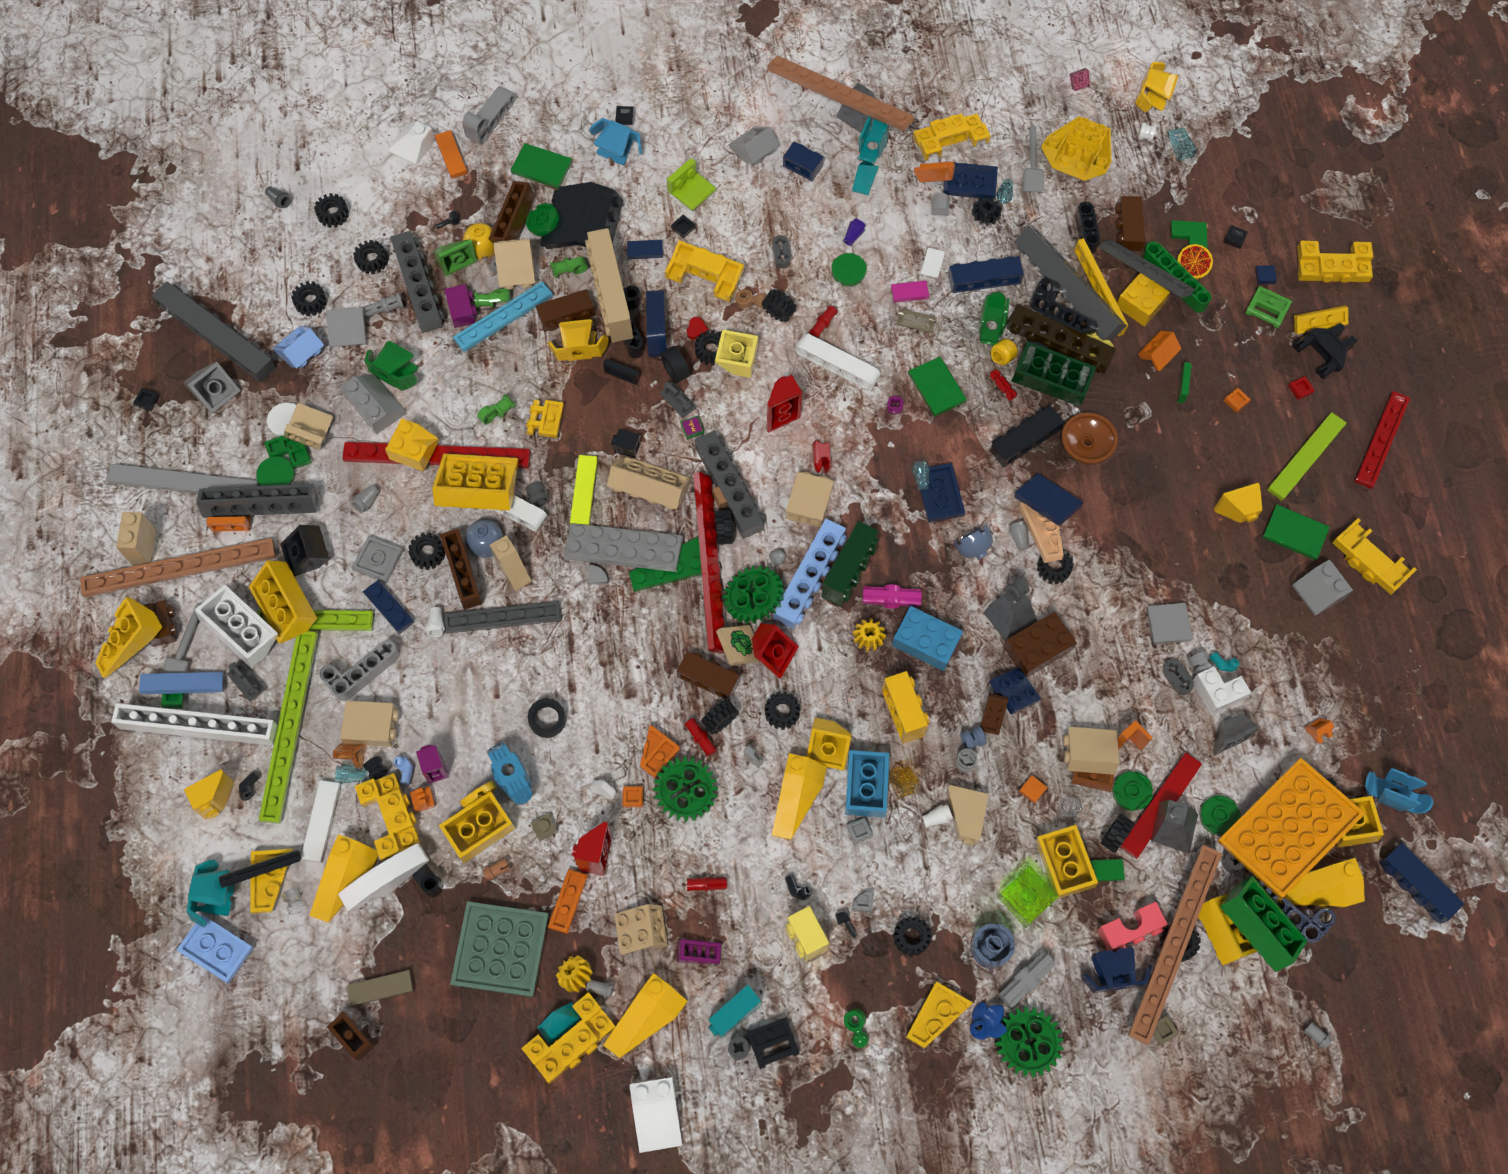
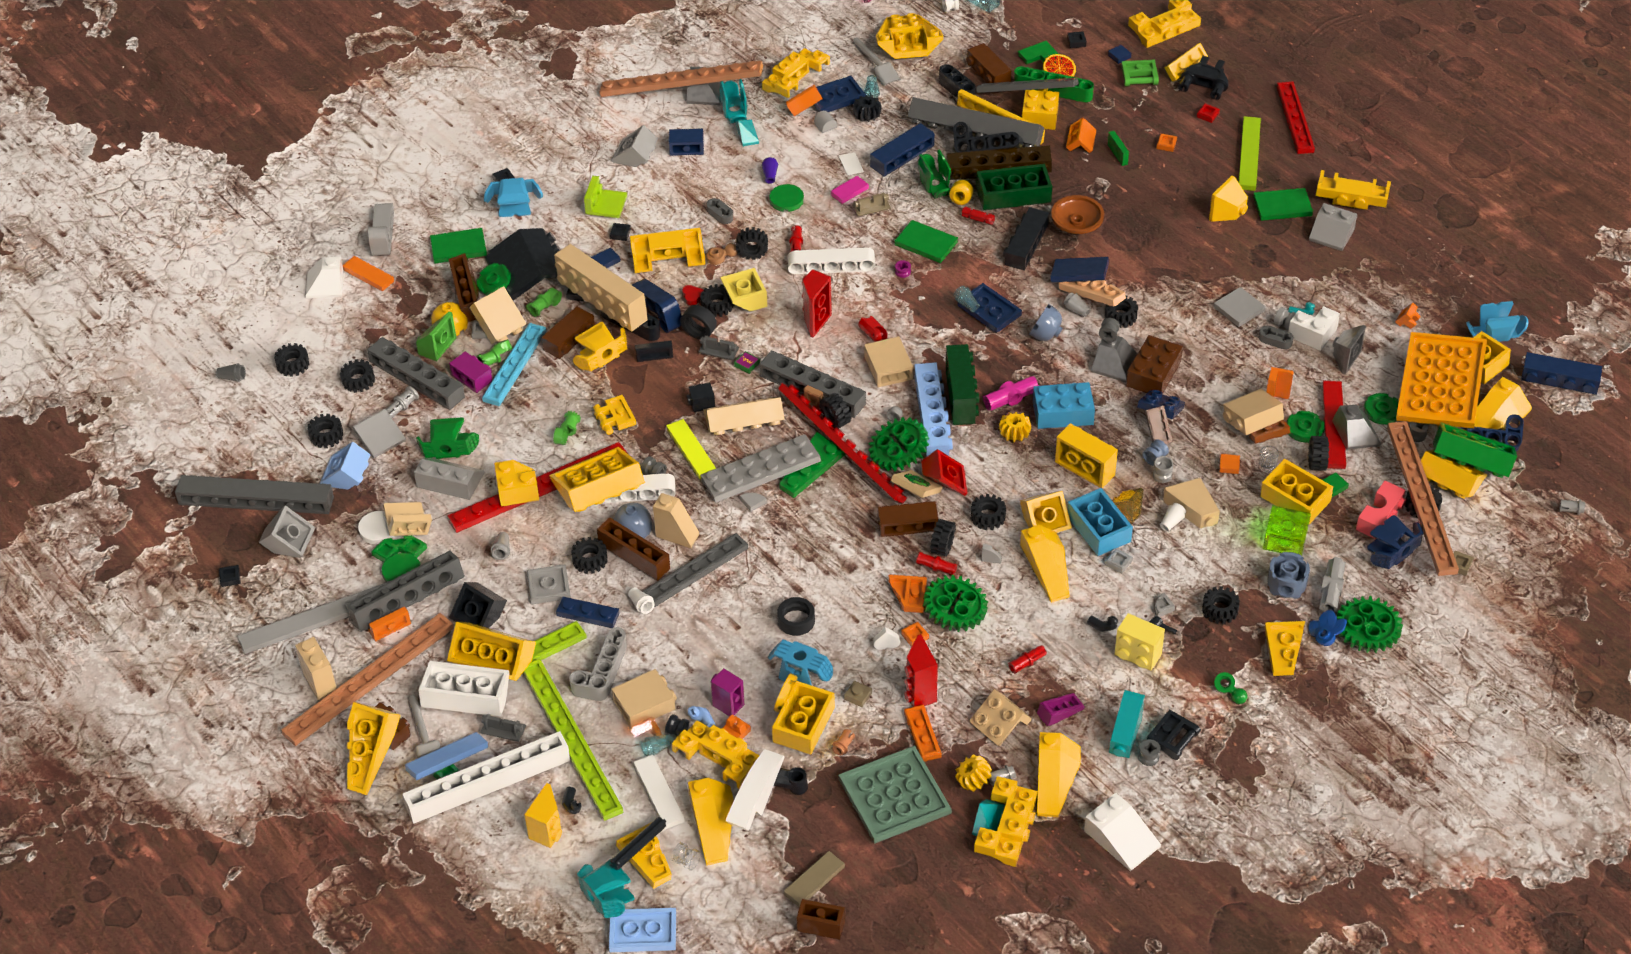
camera: 30 degrees left, 20 degrees down
(454, 219) = (410, 317): black hand -> none

